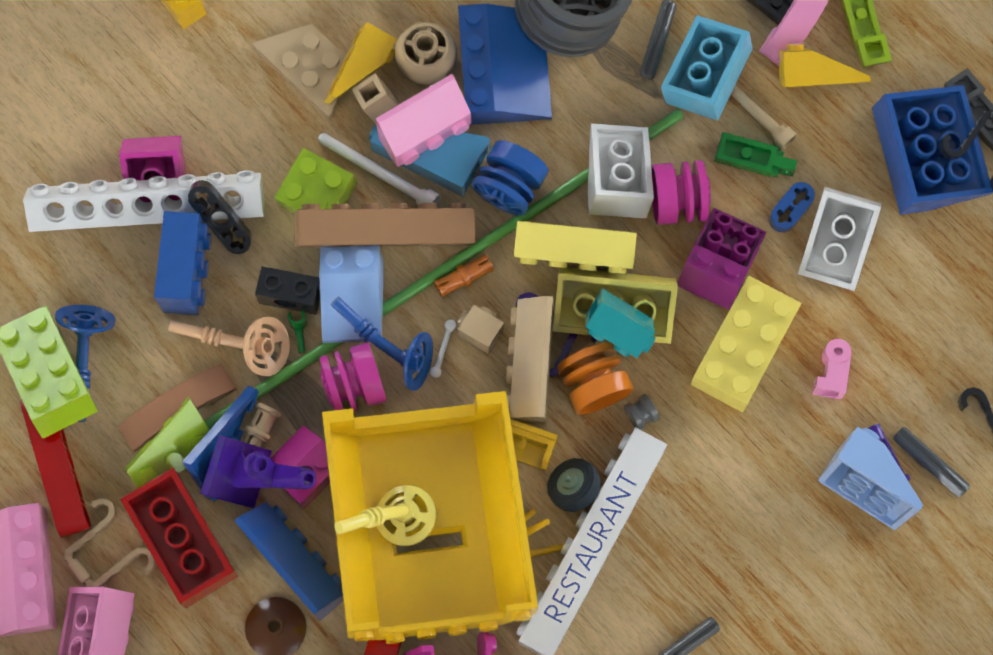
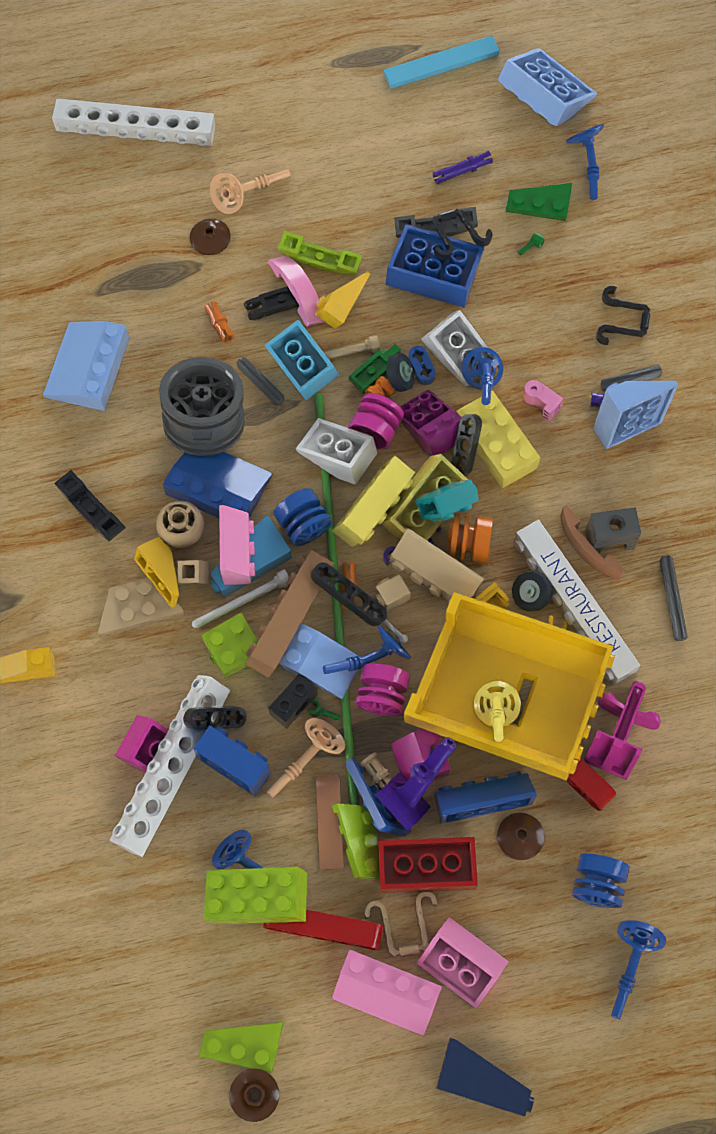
camera: 60 degrees left, 5 degrees down
(450, 280) = (347, 597): none -> black beam
(641, 412) = (505, 525): dark grey wheel -> none
(662, 556) = (608, 566): none -> nougat slope
(712, 556) = (601, 535): none -> dark grey piece
(720, 175) = (381, 387): none -> orange wheel
(729, 303) = (473, 439): none -> black beam
(762, 186) = (400, 372): none -> black wheel
(822, 281) = (483, 371): none -> blue dish

